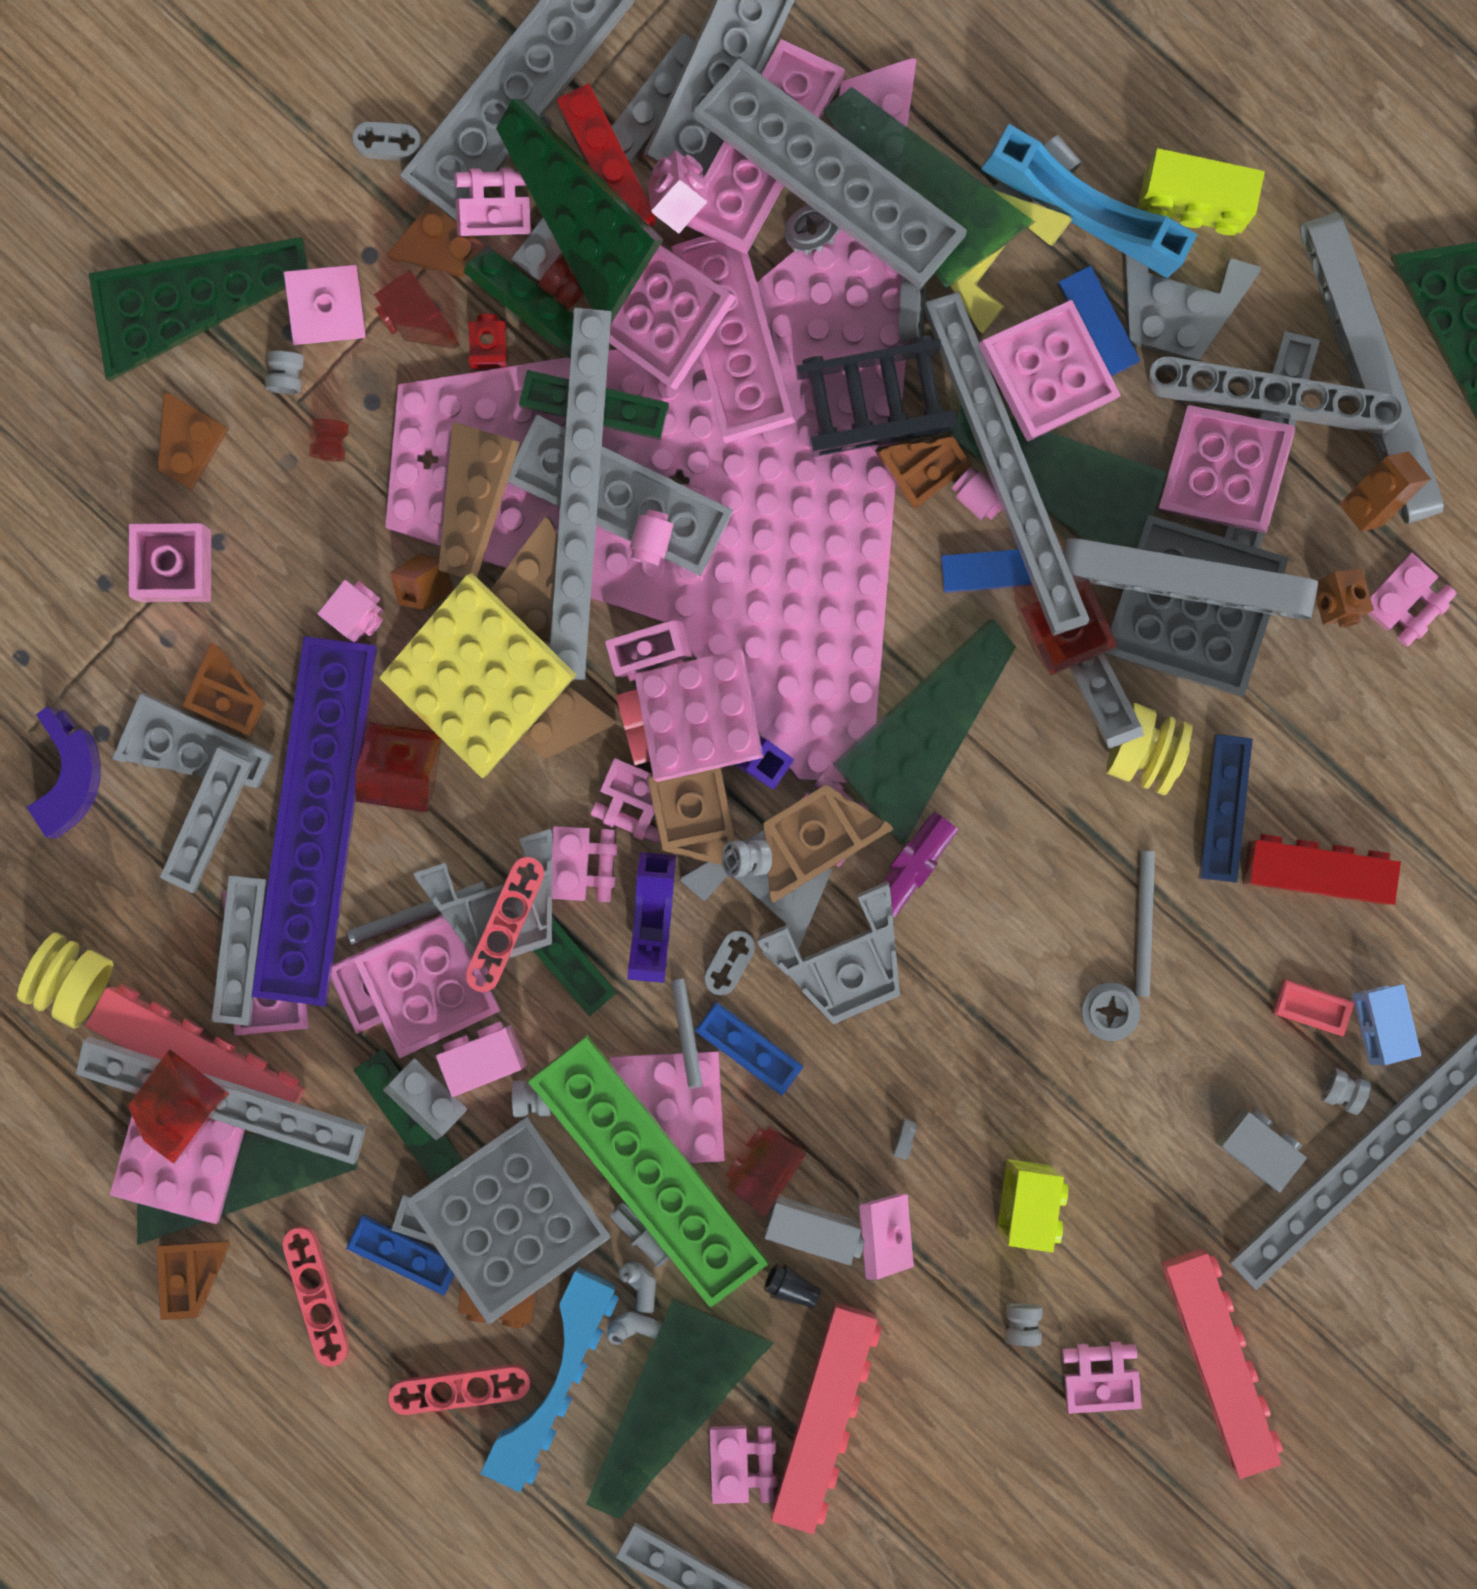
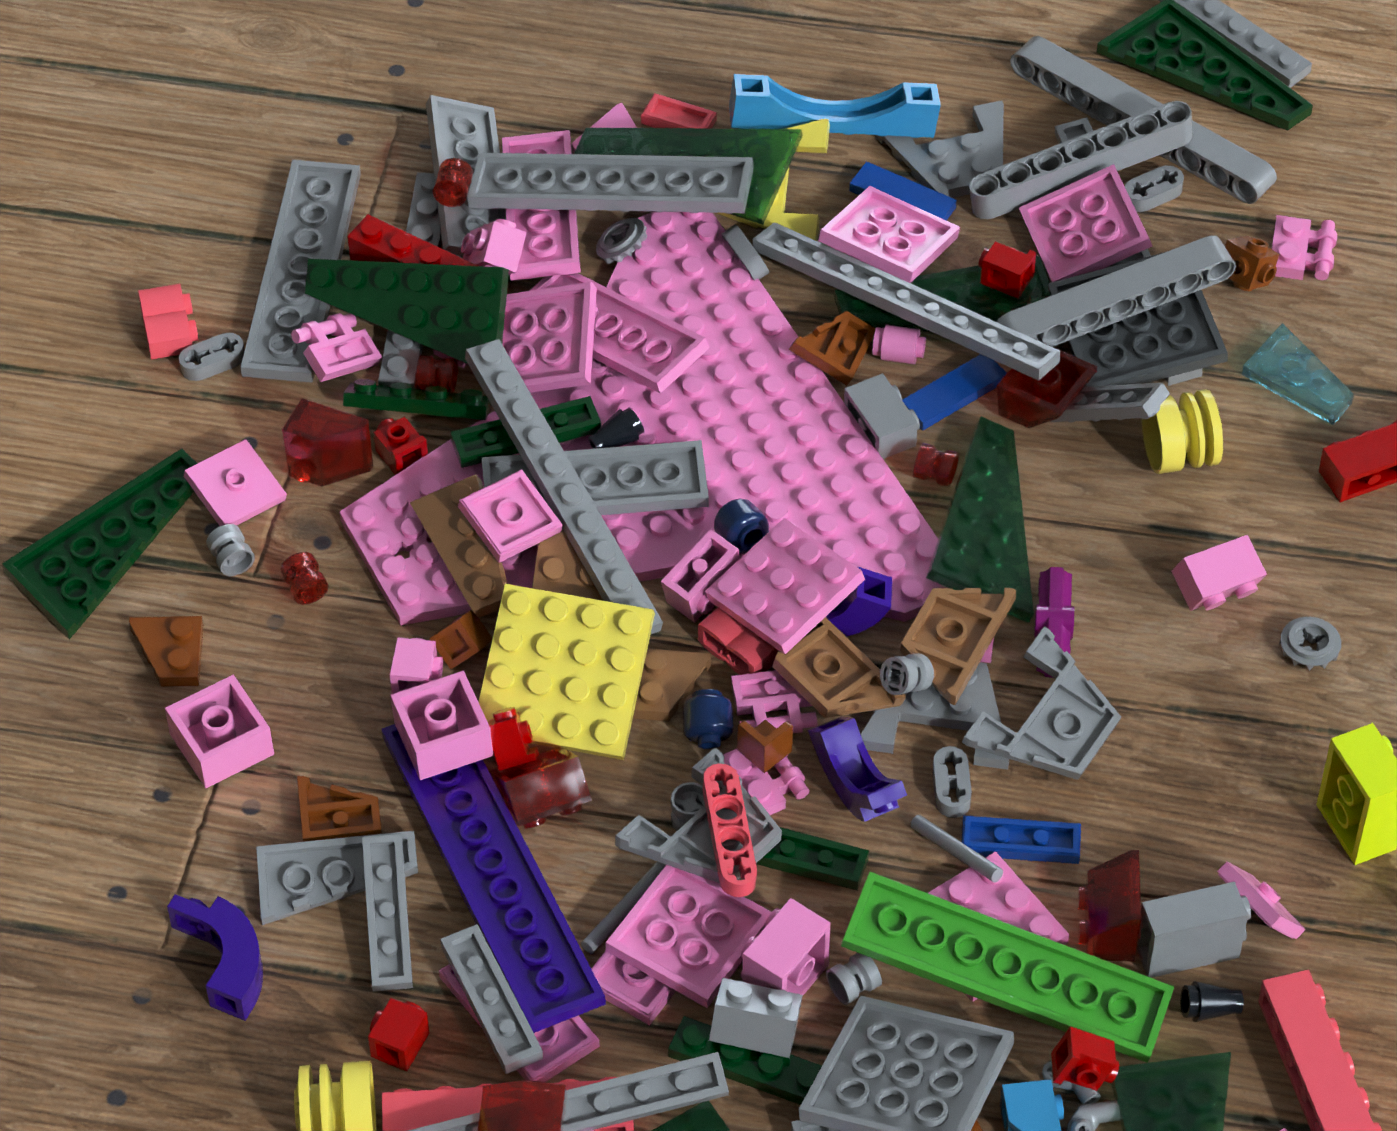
camera: 30 degrees left, 35 degrees down
(156, 931) = (398, 1033): none -> red brick
(339, 679) = (442, 725): none -> bright pink brick
(366, 80) = (166, 320): none -> coral brick
(395, 718) = (511, 739): none -> red brick
(435, 244) = (292, 390): dark orange wing -> none
(498, 863) = (686, 802): none -> light grey wheel
(514, 503) = (510, 516): none -> bright pink plate
(570, 787) = (707, 718): none -> dark blue head
(593, 847) = (764, 743): none -> dark orange panel
(632, 1226) = (1033, 1034): light grey axle -> none
(649, 1291) = (1084, 1059): none -> red brick
(650, 538) = (647, 484): bright pink brick -> none
(672, 452) = (618, 430): none -> black cone
(688, 88) = (453, 182): none -> clear red wheel
(710, 621) = (741, 524): none -> dark blue head
(898, 425) = (769, 340): black fence -> none
(903, 1142) = (1217, 833): light grey tile -> none
(912, 564) = (882, 415): none -> light grey brick
(918, 638) = (936, 465): none -> clear red wheel
(959, 105) = (672, 113): none -> coral tile
(1079, 907) = (1219, 573): none -> bright pink brick
(1121, 479) = (1007, 269): none -> red brick
(1145, 923) = (1283, 567): light grey bar -> none
(1201, 191) = (923, 55): neon yellow brick -> none
(1225, 808) = (1280, 452): dark blue plate -> none
(1302, 735) = (1298, 376): none -> clear light blue wing
(1326, 460) = (1154, 188): none -> light grey beam
(1384, 491) = (1220, 174): dark orange brick -> none

